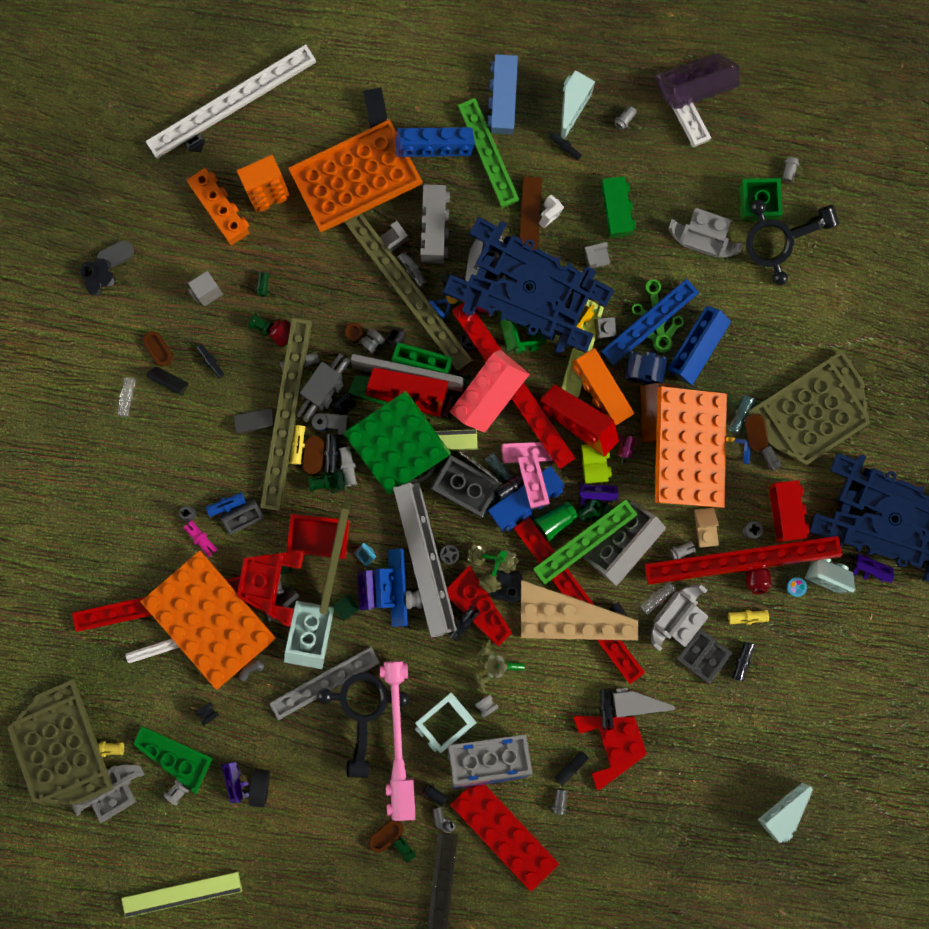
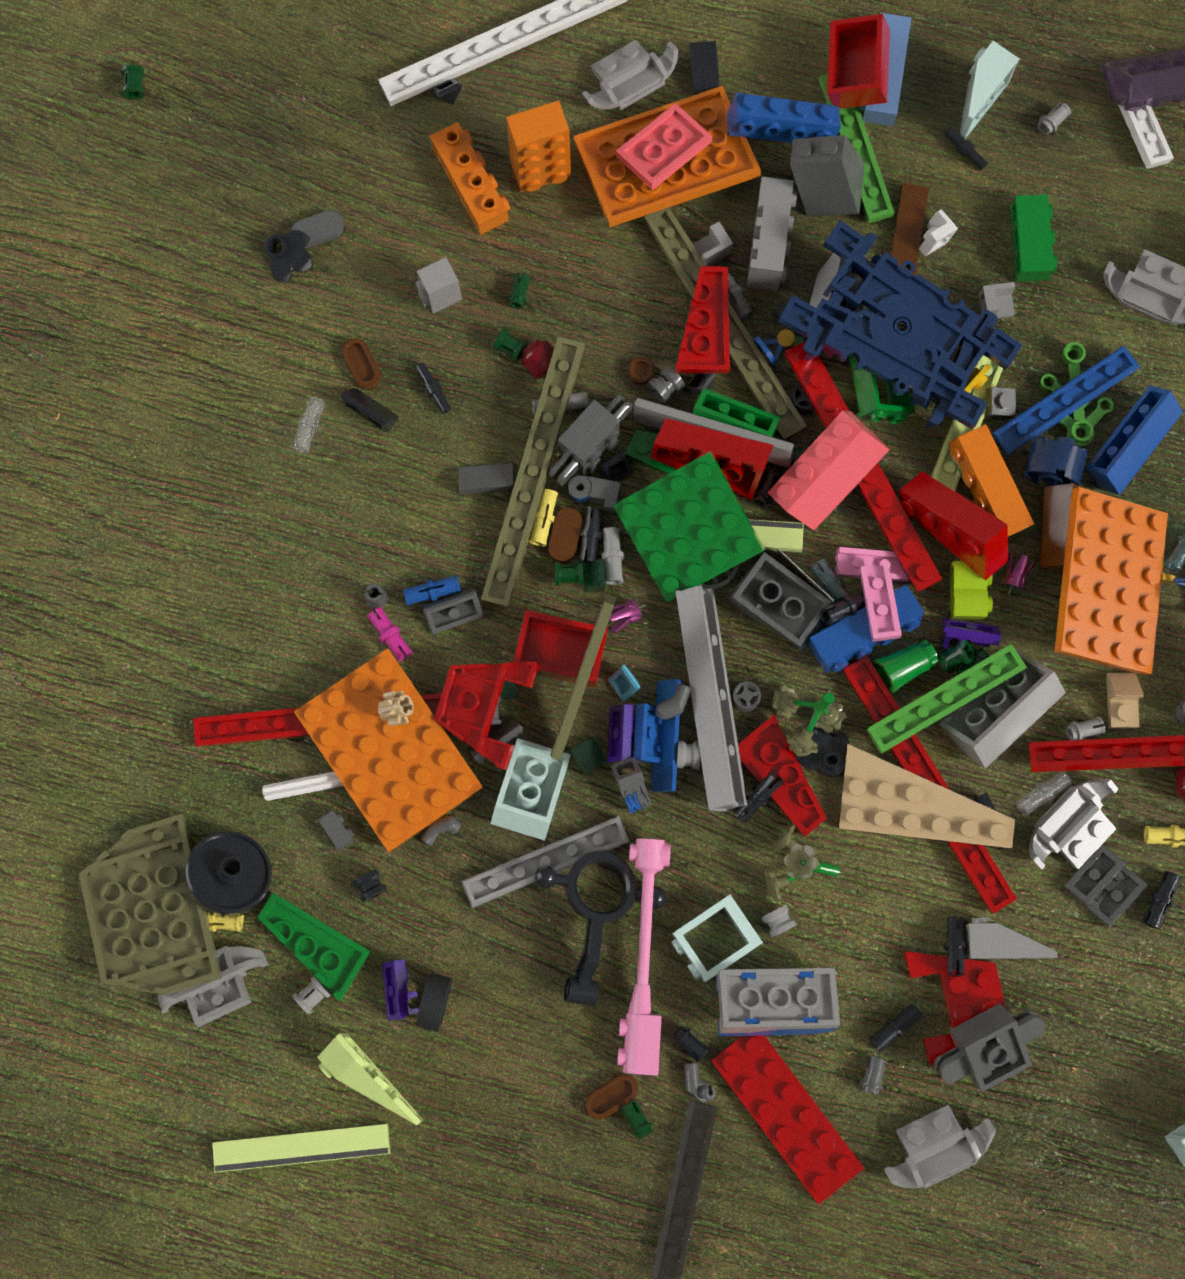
camera: 10 degrees right, 5 degrees down
(105, 731) = (224, 892): none -> black wheel
(179, 678) = (336, 830): none -> dark grey piece
(209, 593) = (395, 708): none -> tan gear
(213, 839) = (355, 1069): none -> yellowish green wedge
(323, 118) = (630, 75): none -> light grey plate
(352, 170) = (663, 146): none -> coral plate
(360, 506) = (628, 611): none -> flat silver piece
(377, 625) = (631, 785): none -> dark grey leg
(396, 302) = (706, 333): none -> red wing
(399, 568) = (674, 705): none -> dark grey arm
(469, 180) = (827, 175): none -> dark grey slope
(482, 94) = (858, 61): none -> red piece
(607, 846) = (938, 1149): none -> light grey plate
(641, 782) = (999, 1058): none -> dark grey brick

